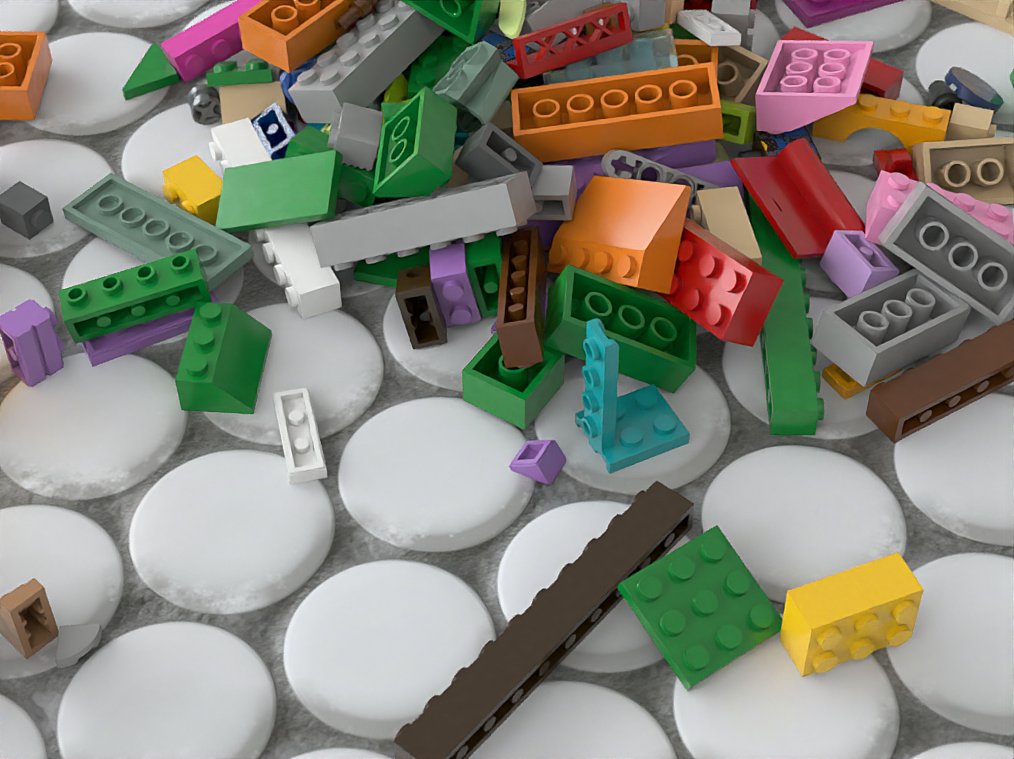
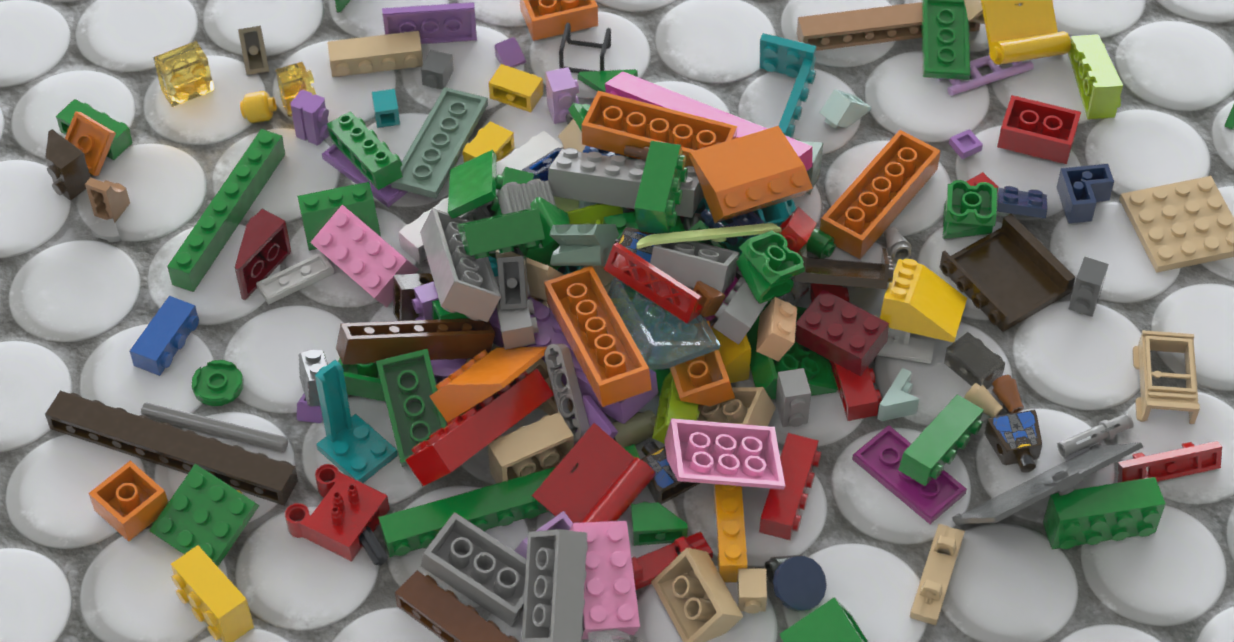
camera: 70 degrees right, 5 degrees up
(43, 143) = (509, 53): none -> medium lavender slope
(55, 271) = (385, 108): none -> teal brick
(79, 75) = (567, 37): none -> black piece
(110, 146) = (516, 88): none -> yellow brick
(139, 479) = (226, 210): none -> green brick
(164, 100) = (561, 93): none -> lavender brick
(248, 446) = (261, 250): none -> dark red slope
(321, 337) = (362, 254): none -> bright pink brick
(336, 598) = (164, 335): none -> blue brick
(447, 559) = (217, 383): none -> green tile
(510, 429) = (309, 365): none -> flat silver brick
(525, 578) = (215, 427): none -> light grey axle
(640, 690) = (129, 500): none -> orange brick
(708, 28) = (747, 372): white tile -> none
(746, 456) = (343, 518): none -> red piece
(857, 176) = (655, 524): none -> green slope

